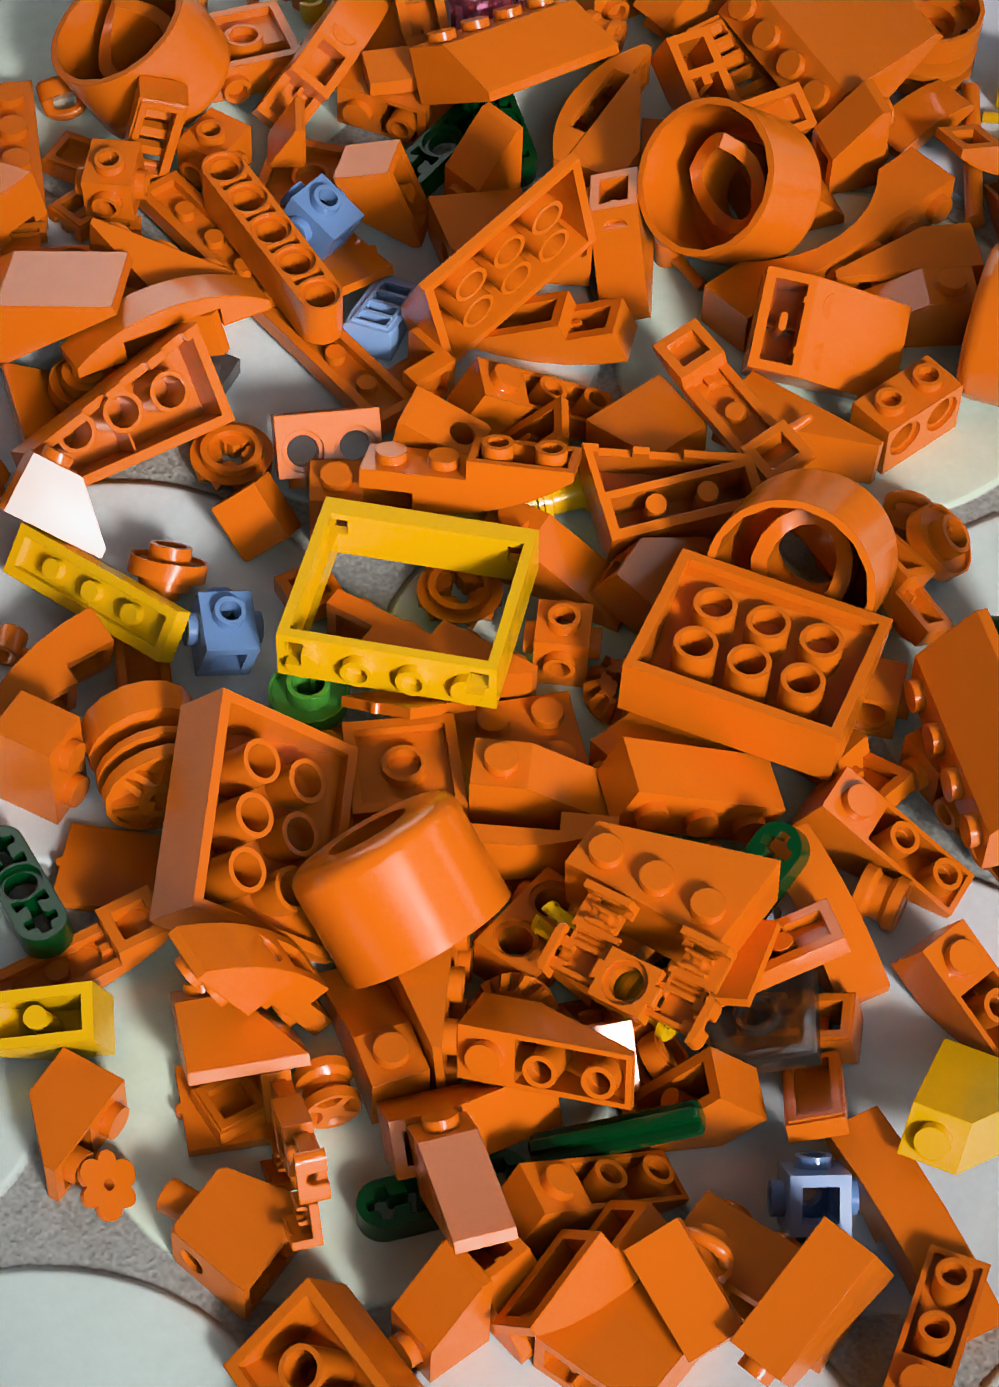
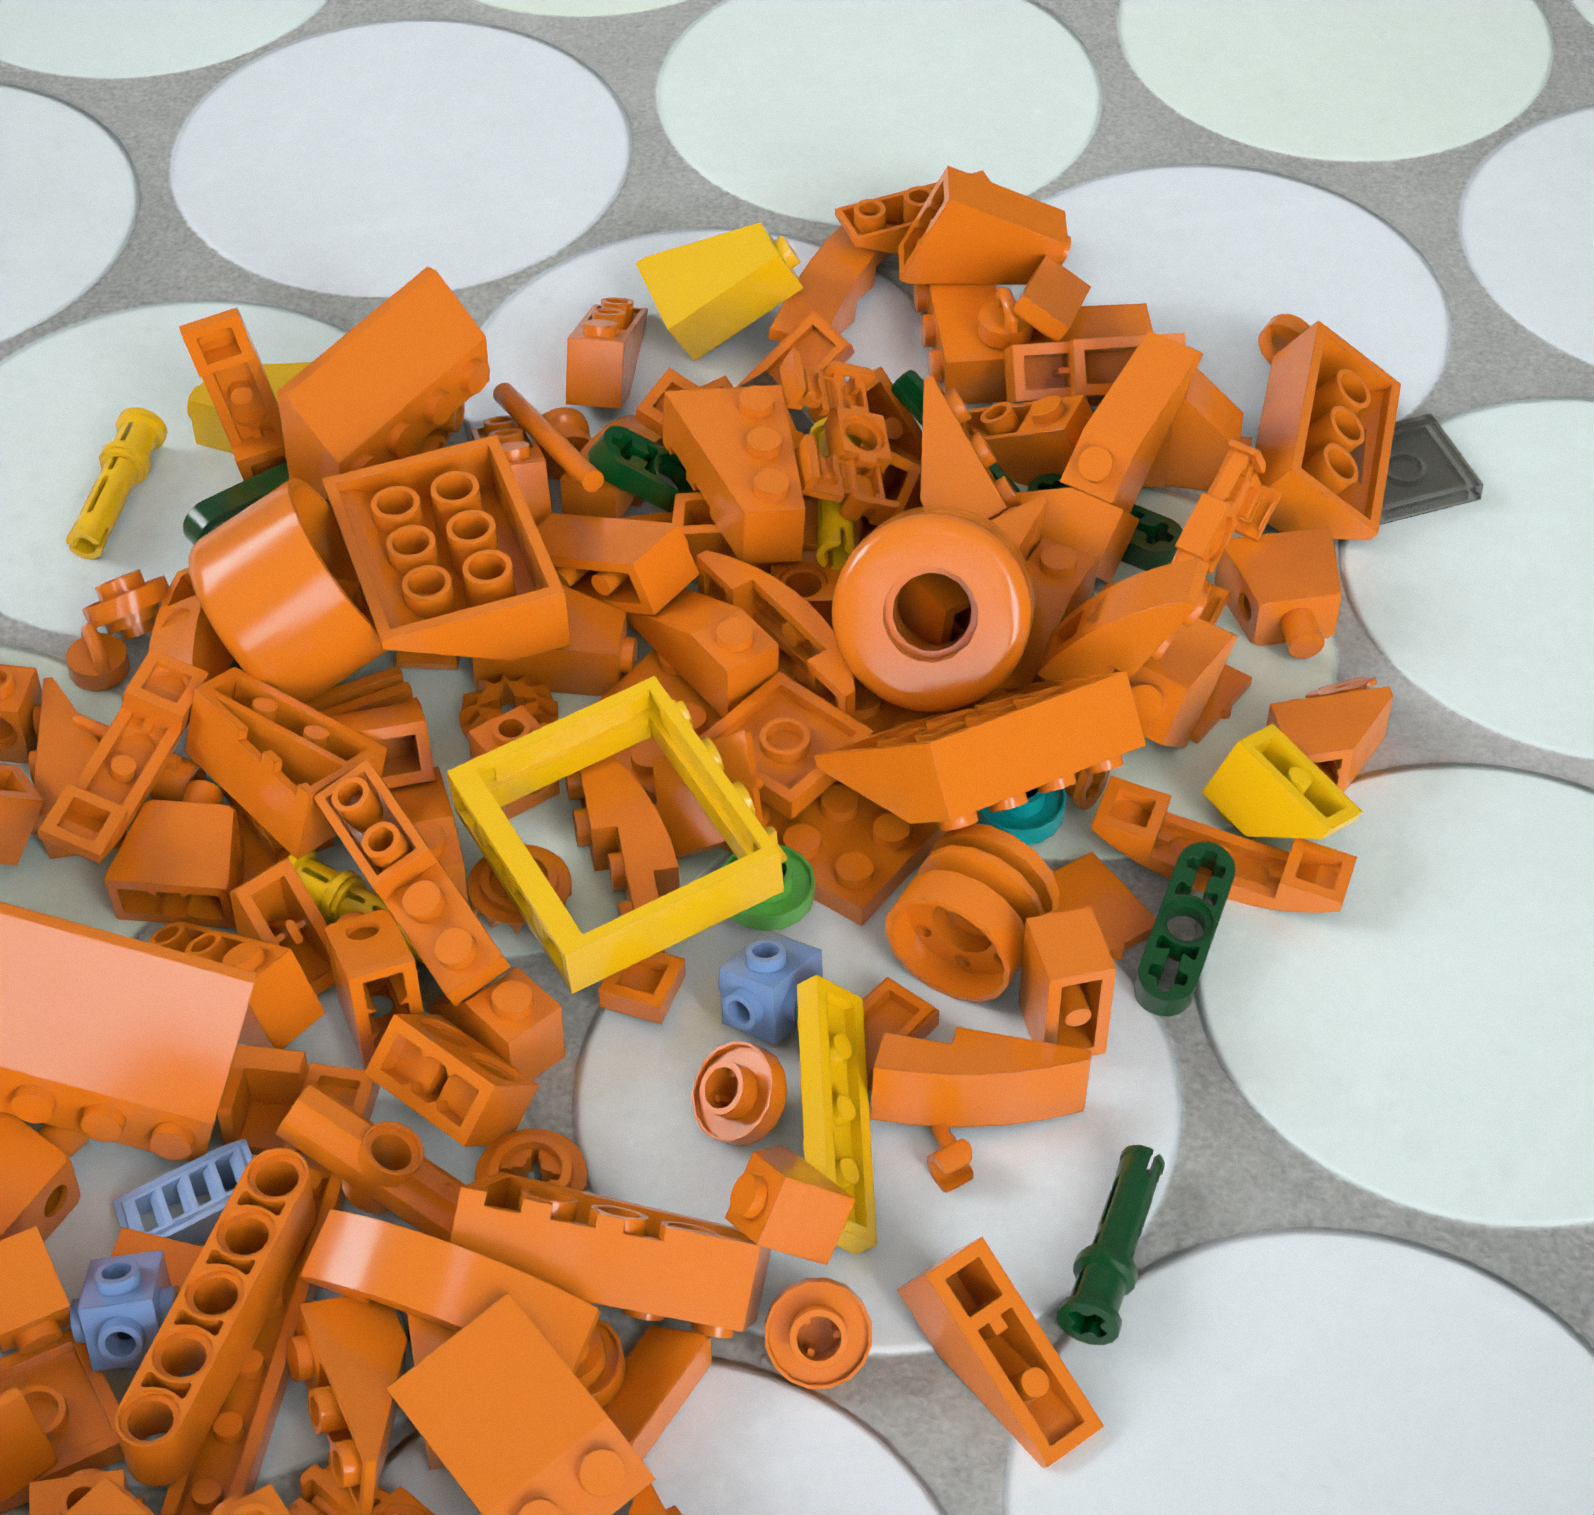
camera: 130 degrees left, 5 degrees down
(256, 517) = (594, 1087): orange panel -> none
(321, 355) = (378, 1162): none -> orange piece
(835, 1196) = (880, 325): medium blue brick -> none
(872, 851) = (548, 437): none -> orange bar

